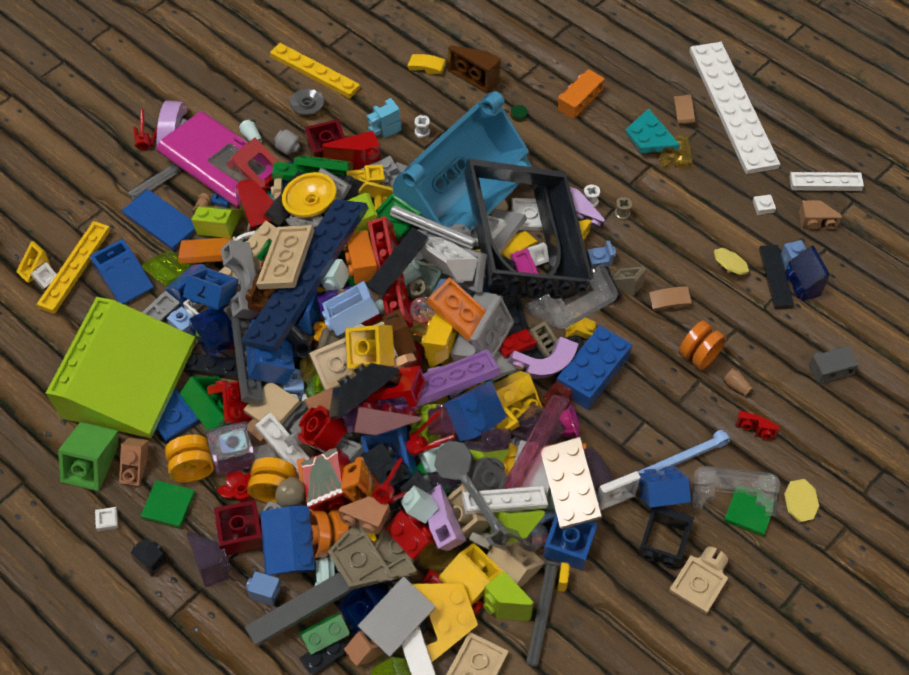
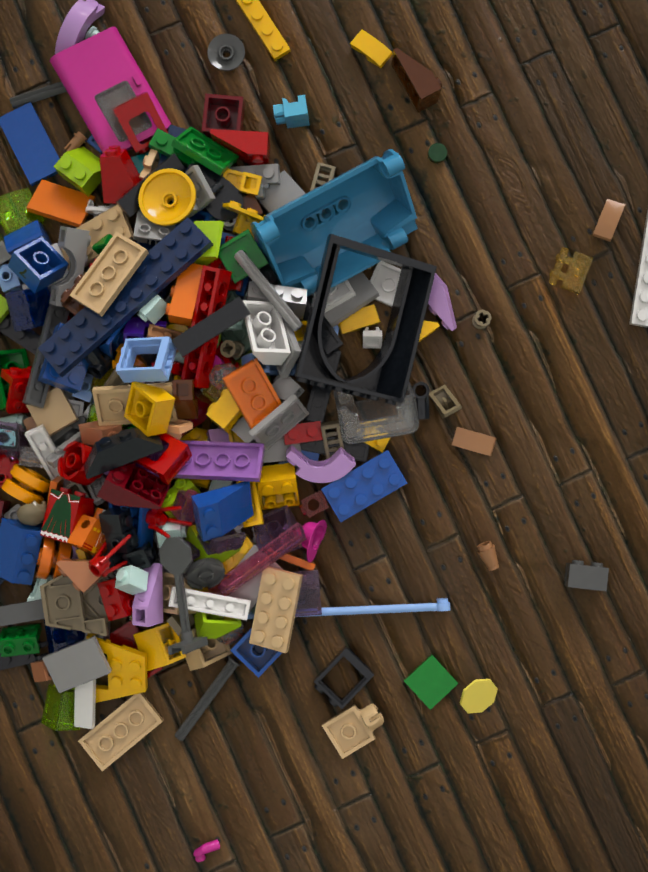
camera: 30 degrees right, 30 degrees up
(143, 140) = (45, 35): red plant -> none
(249, 130) = (155, 69): light aqua cone -> none
(287, 142) = (186, 98): light grey head -> none
(422, 129) = (325, 136): white bush -> none
(507, 599) = (178, 681): lime slope -> none
(524, 261) = (353, 350): dark pink tile -> none
(563, 577) = (238, 676): yellow tile -> none
(580, 93) = (511, 155): orange brick -> none
(589, 194) = (457, 285): white bush -> none
(601, 255) = (433, 364): medium blue bracket -> none
(618, 490) = (320, 623): white tile -> none
(650, 134) = (556, 239): teal wing -> none
(664, 487) = (361, 638): blue brick -> none
(702, 345) = (472, 508): orange wheel -> none
(731, 261) = (553, 425): light yellow piece -> none
(759, 484) = (431, 658): clear windscreen -> none
(763, 427) = (484, 611): red slope -> none
(764, 204) = (625, 370): white plate -> none
(776, 277) = (589, 457): black tile -> none
(791, 250) = (618, 445): medium blue brick -> none
(807, 274) = (616, 473): clear blue slope -> none

